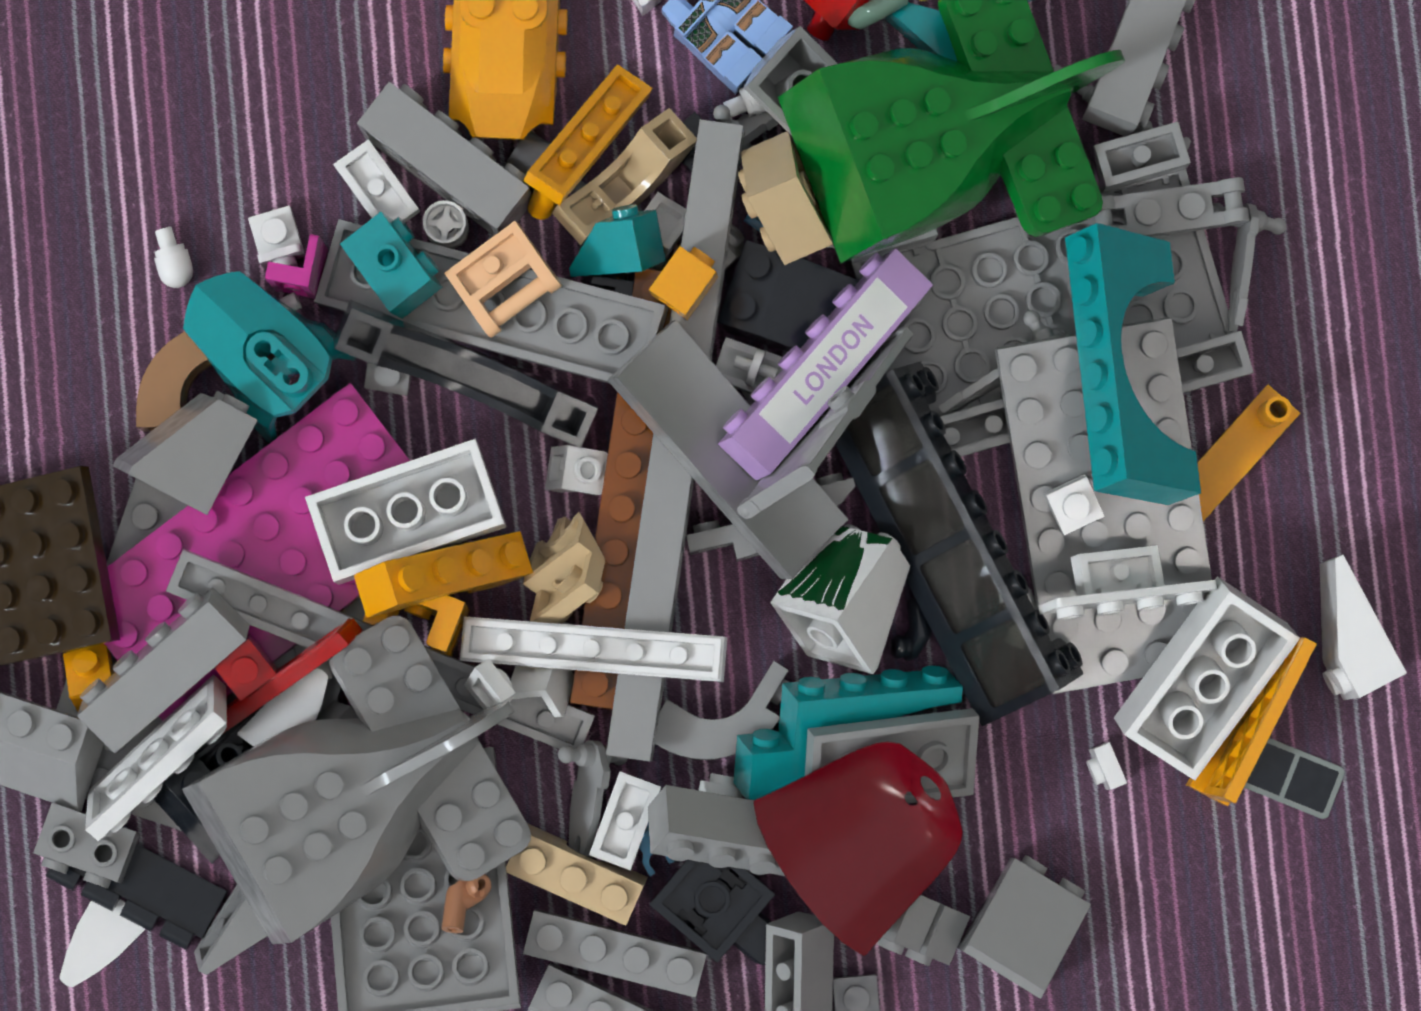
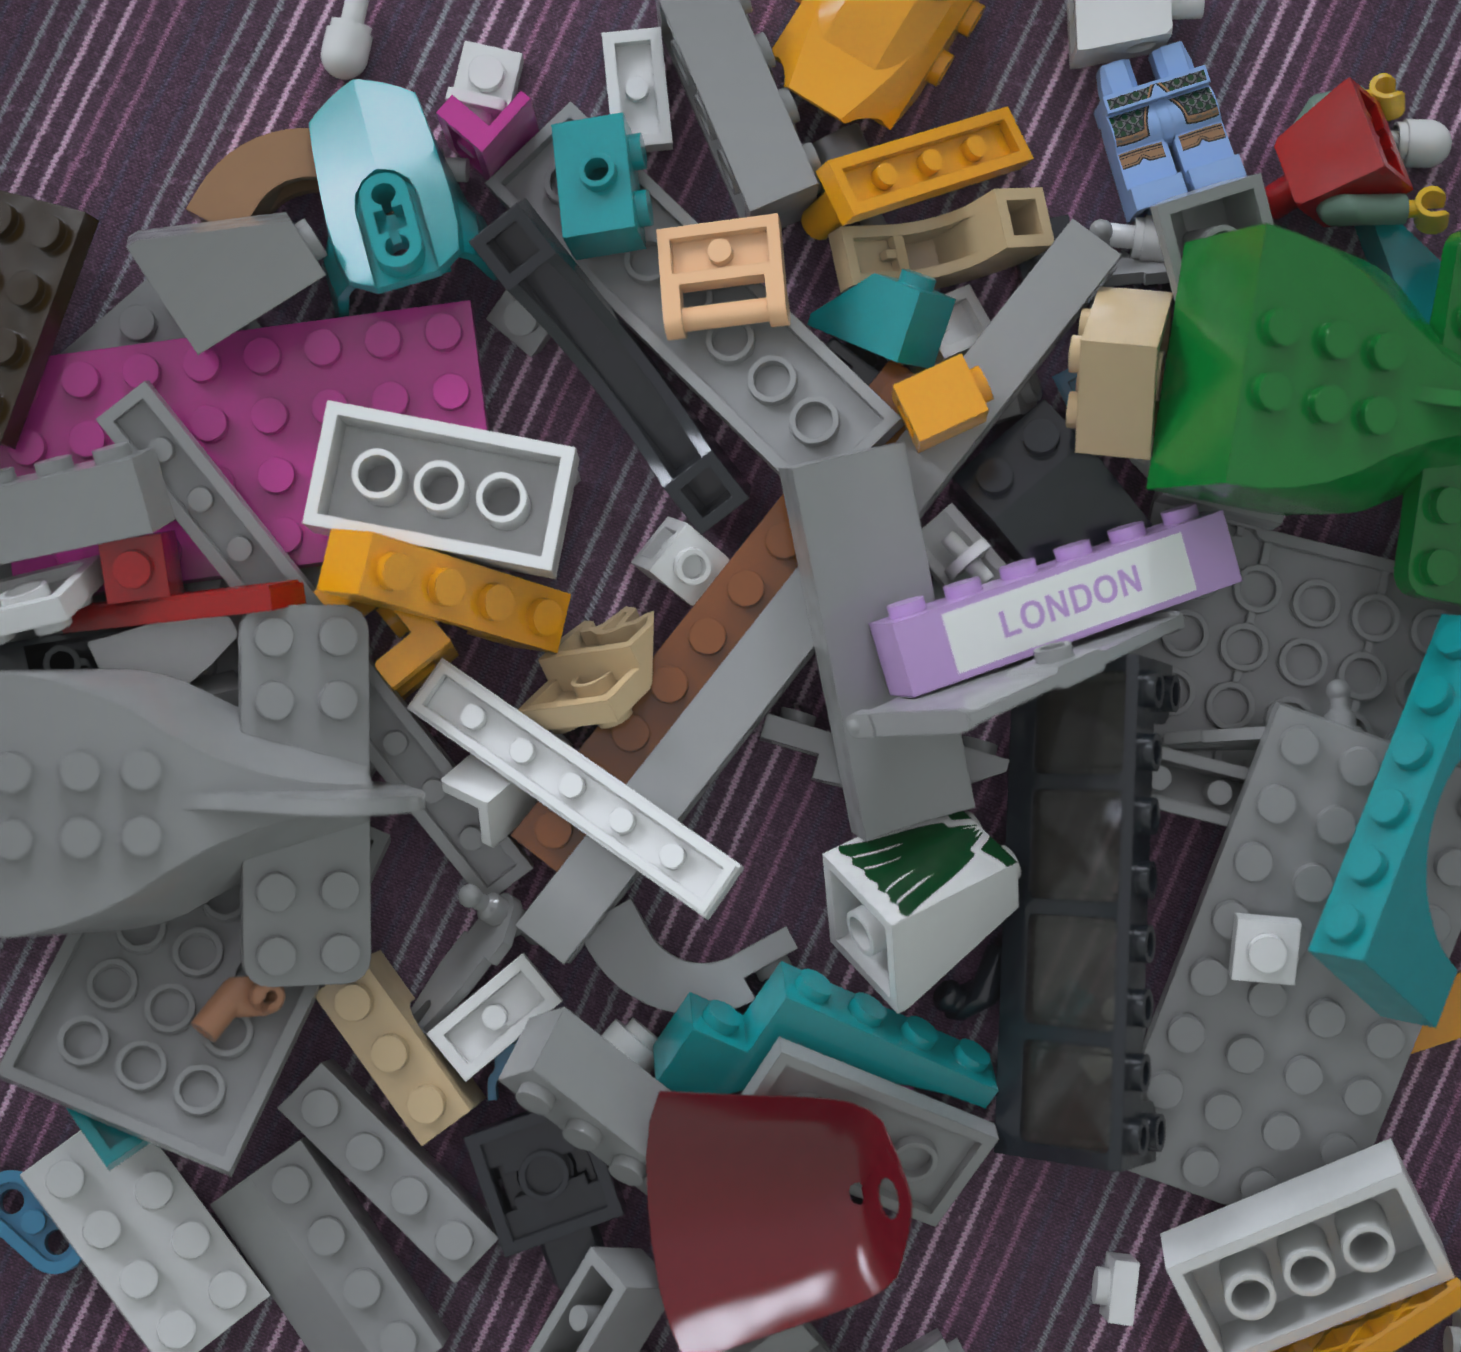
camera: 30 degrees right, 0 degrees up
(445, 217) = (693, 169): white wheel -> none
(489, 685) = (423, 759): white plate -> none
(1120, 578) = (1269, 1073): white bracket -> none

